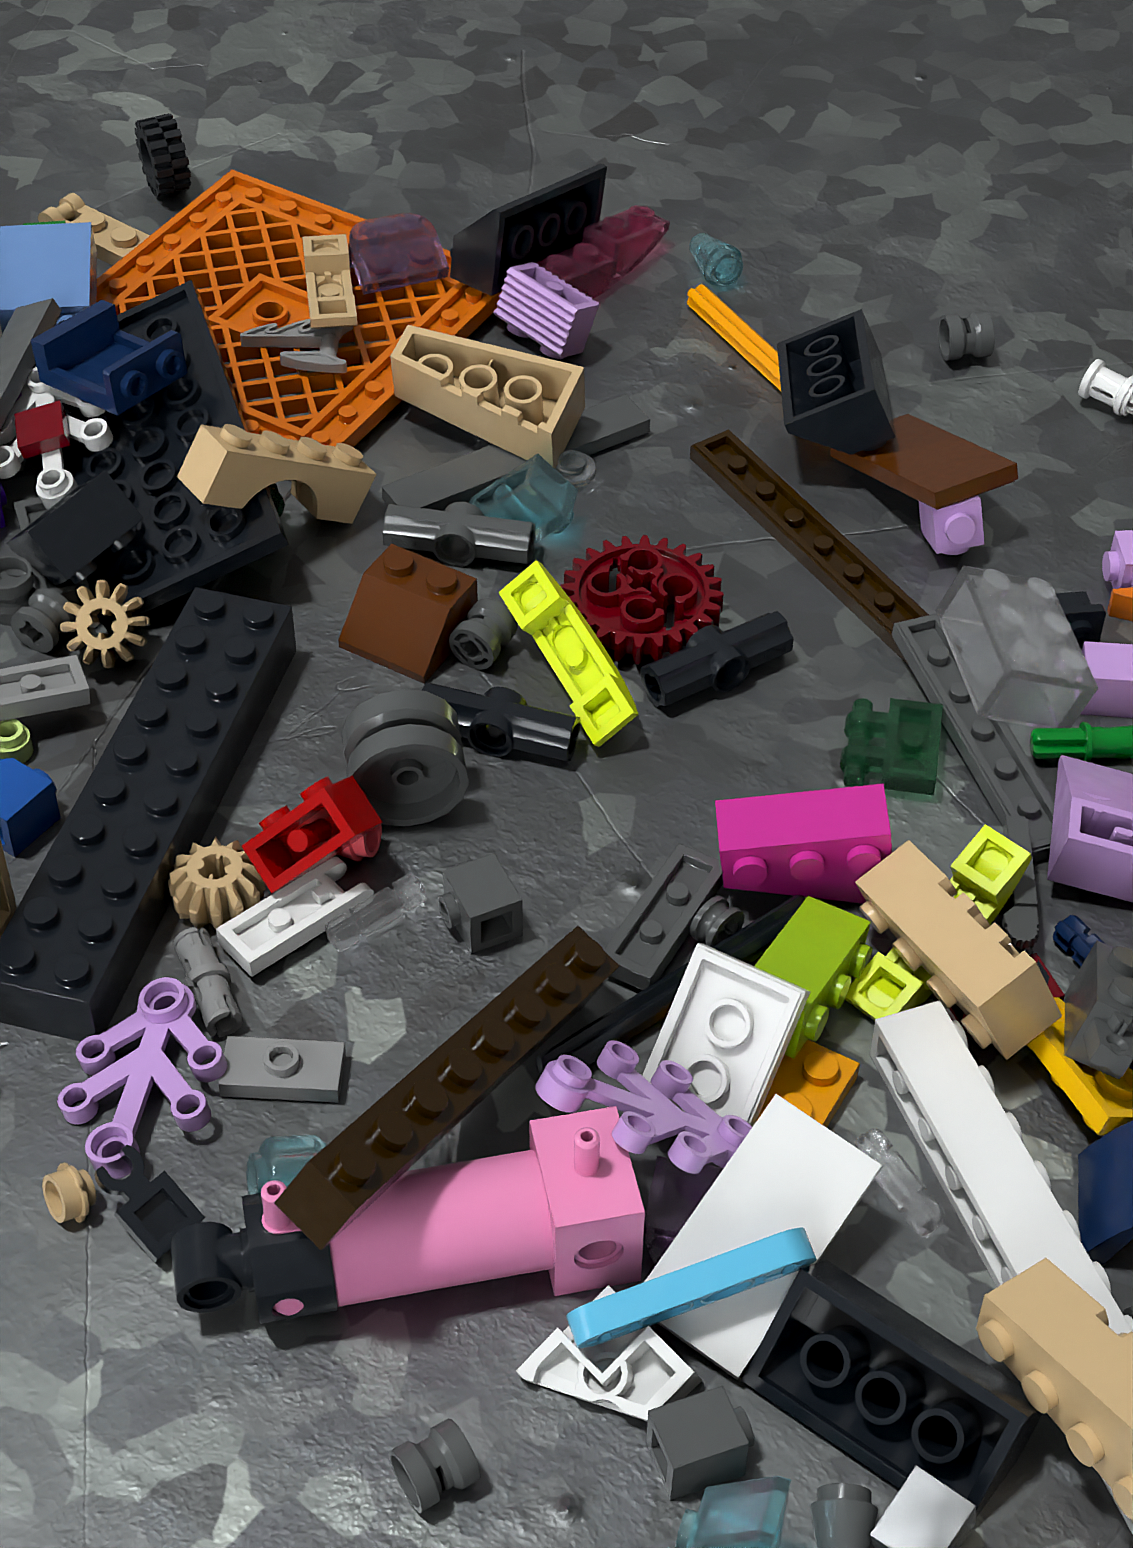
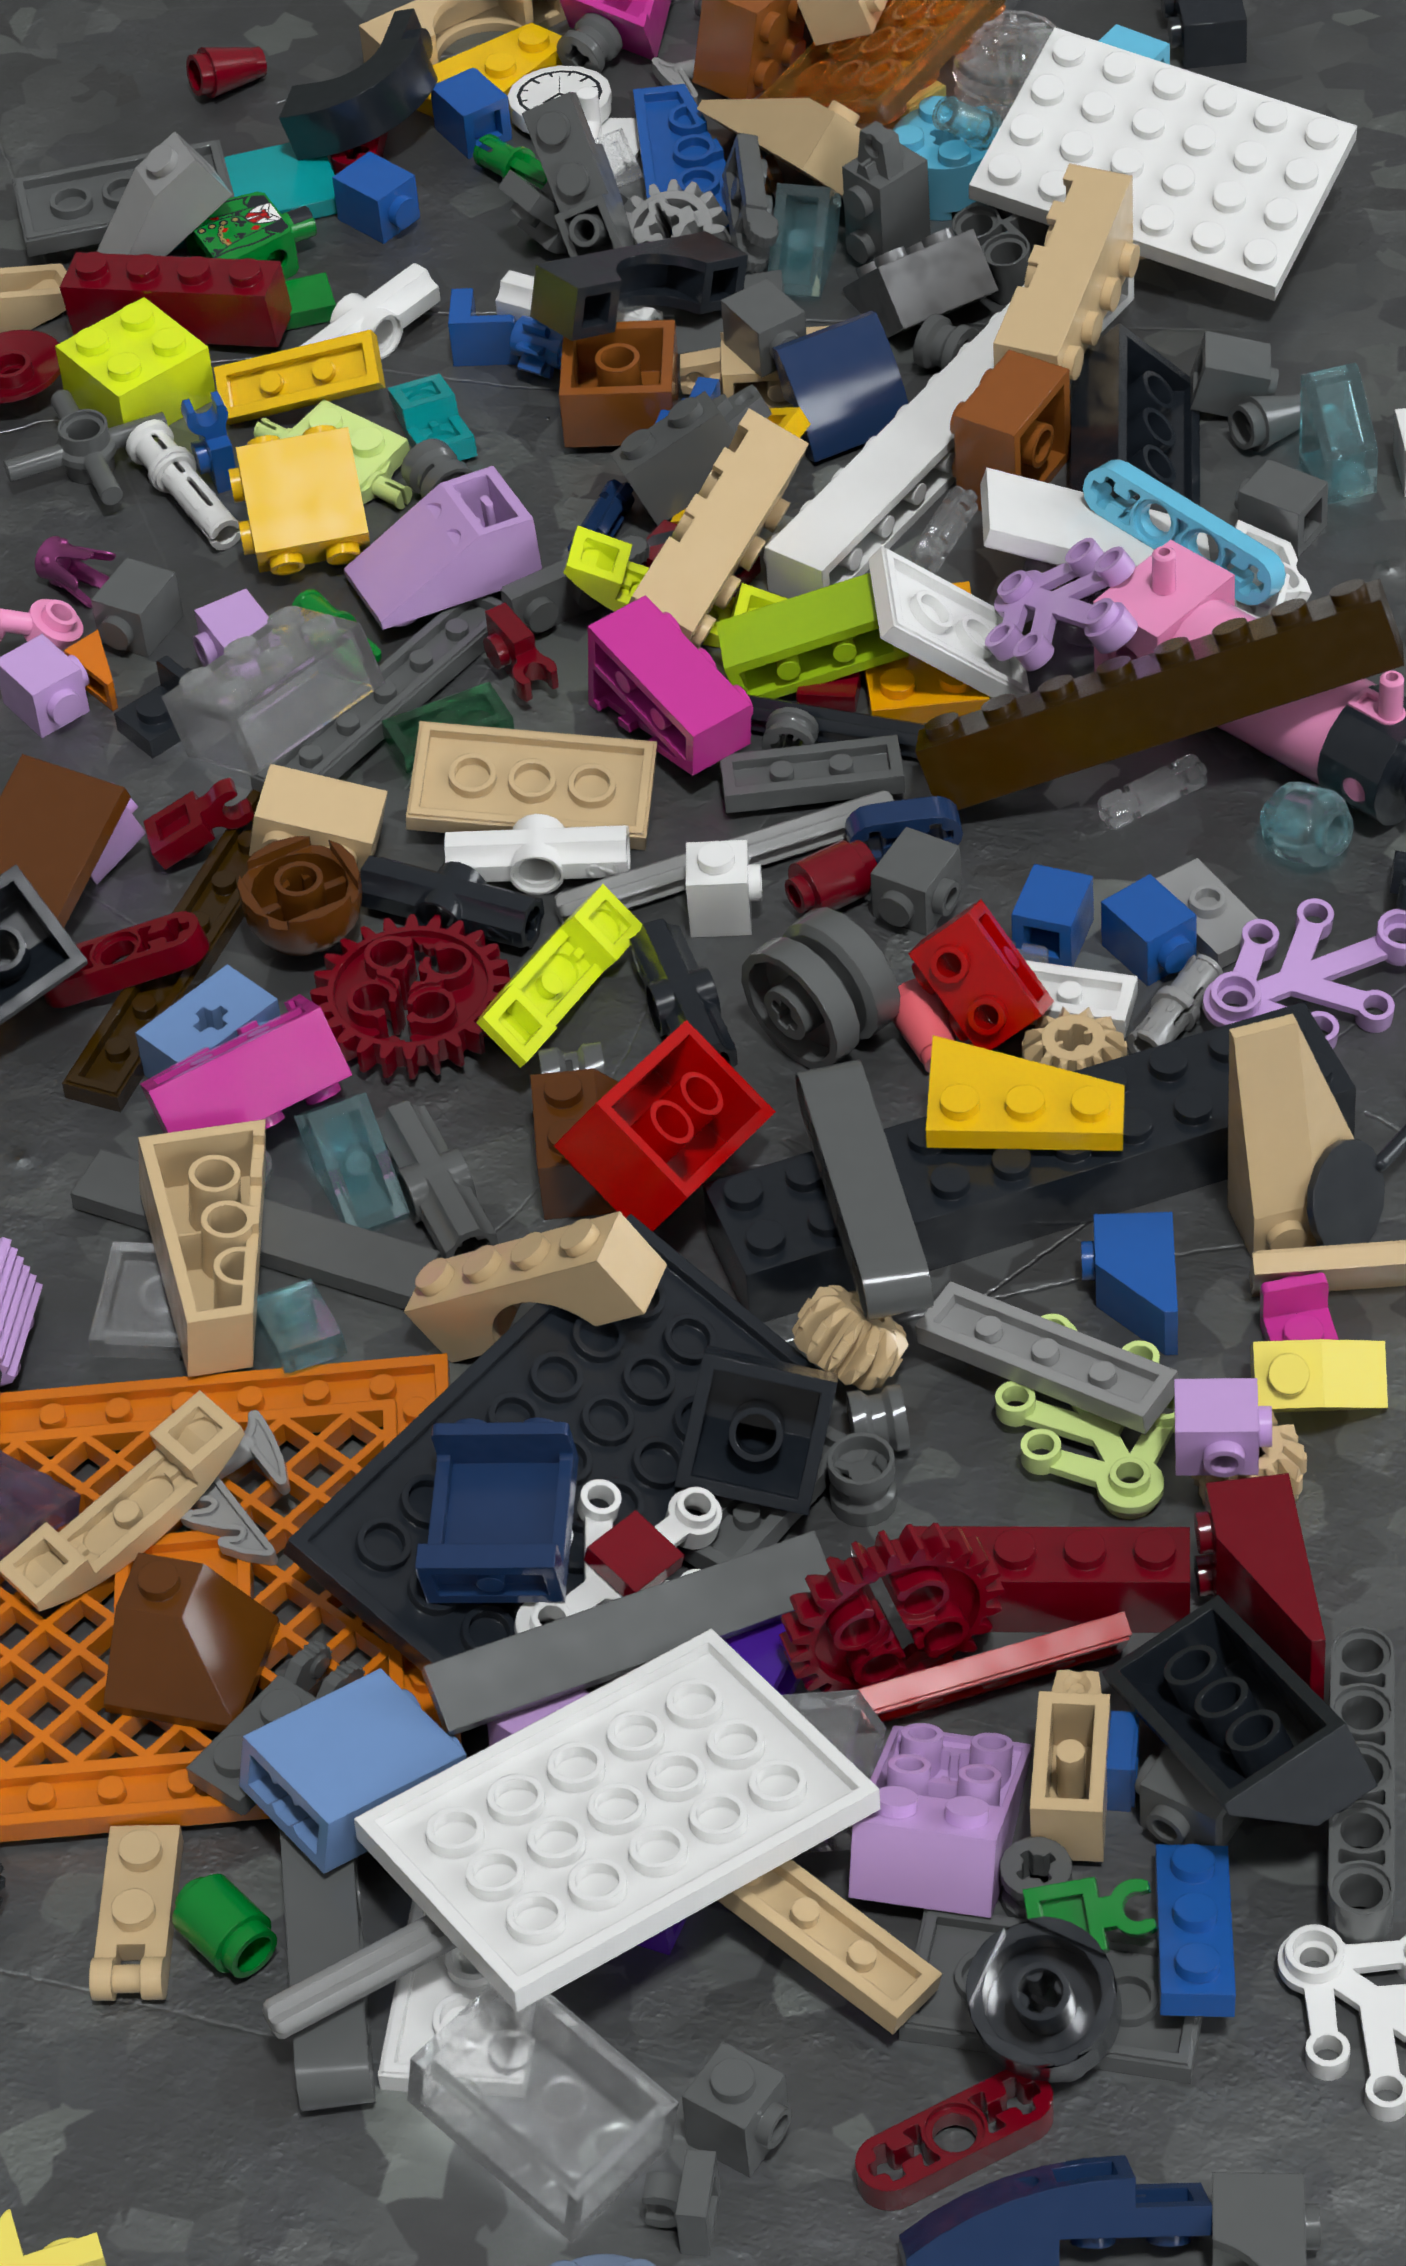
camera: 120 degrees left, 0 degrees up
(122, 279) = (219, 1764): none -> dark grey hinge
(164, 758) = (1017, 1103): none -> yellow wing
(173, 638) = (864, 1190): none -> dark grey beam
(226, 274) = (185, 1645): none -> reddish brown slope
(288, 1001) = (1148, 930): none -> blue brick
(347, 600) = (664, 1128): none -> red brick
(364, 958) = (1054, 912): none -> blue brick
(407, 427) = (299, 1326): none -> clear light blue plate
(536, 860) = (830, 877): none -> dark red brick
(546, 926) = (894, 816): none -> dark blue beam
(582, 787) = (721, 888): none -> white brick
(620, 476) = (252, 1073): none -> dark pink wedge
(626, 825) = (764, 848): none -> light grey axle
(696, 496) = (204, 1019): none -> medium blue brick
(721, 724) = (541, 853): none -> white piece
(772, 565) = (301, 895): none -> reddish brown cylinder
(800, 739) = (498, 775): none -> tan tile
(808, 485) = (153, 951): none -> dark red beam
(851, 617) = (319, 808): none -> tan brick
(919, 571) = (189, 822): none -> dark red plate
(947, 1251) = (1013, 423): none -> dark orange brick
(959, 818) = (513, 648): none -> dark red plate

